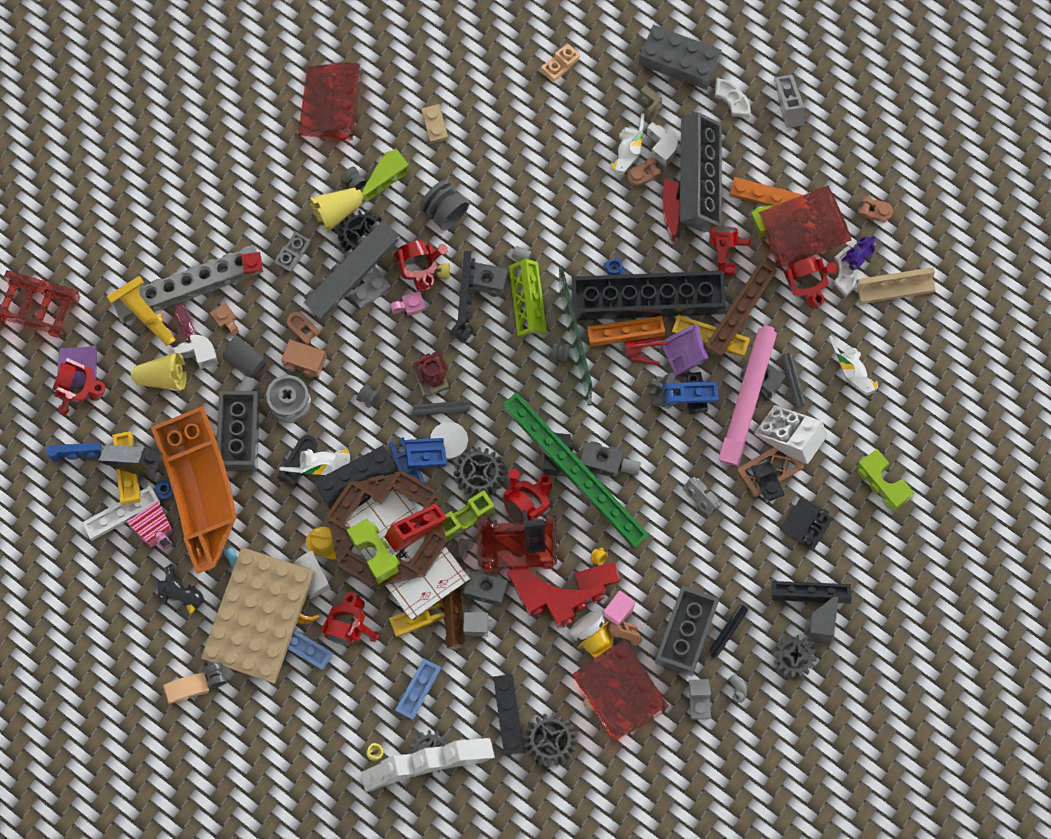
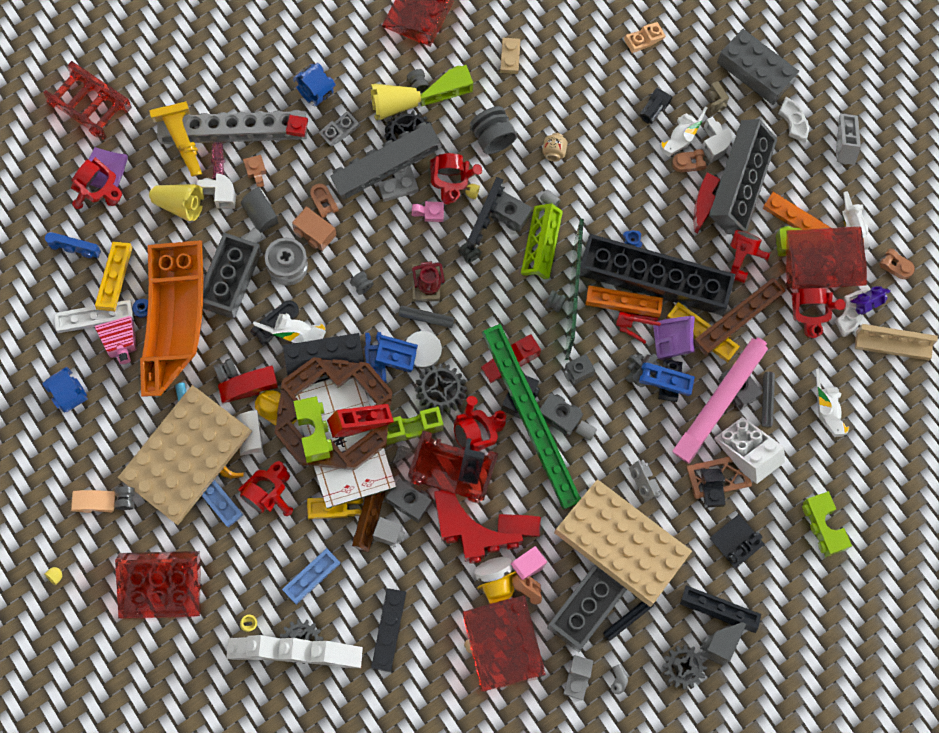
camera: 10 degrees right, 0 degrees up
(121, 591) = (66, 390): none -> blue brick
(132, 459) = (120, 269): black slope -> none
(173, 590) = (115, 404): black animal -> none
(174, 769) = (53, 575): none -> light yellow hinge
(253, 215) = (314, 84): none -> blue brick
(270, 519) = (229, 367): none -> dark grey wheel
(277, 744) = (158, 584): none -> clear red slope
(293, 529) = (248, 384): none -> red slope
(509, 201) = (554, 147): none -> tan head
(547, 409) = (525, 352): none -> red slope
(558, 735) = (411, 671): dark grey gear -> none
(594, 124) = (657, 102): none -> black piece
(598, 557) = (526, 506): yellow plate -> none
(605, 411) = (579, 369): none -> dark grey brick
(700, 560) = (623, 542): none -> tan plate
(820, 178) = (853, 217): none -> white animal

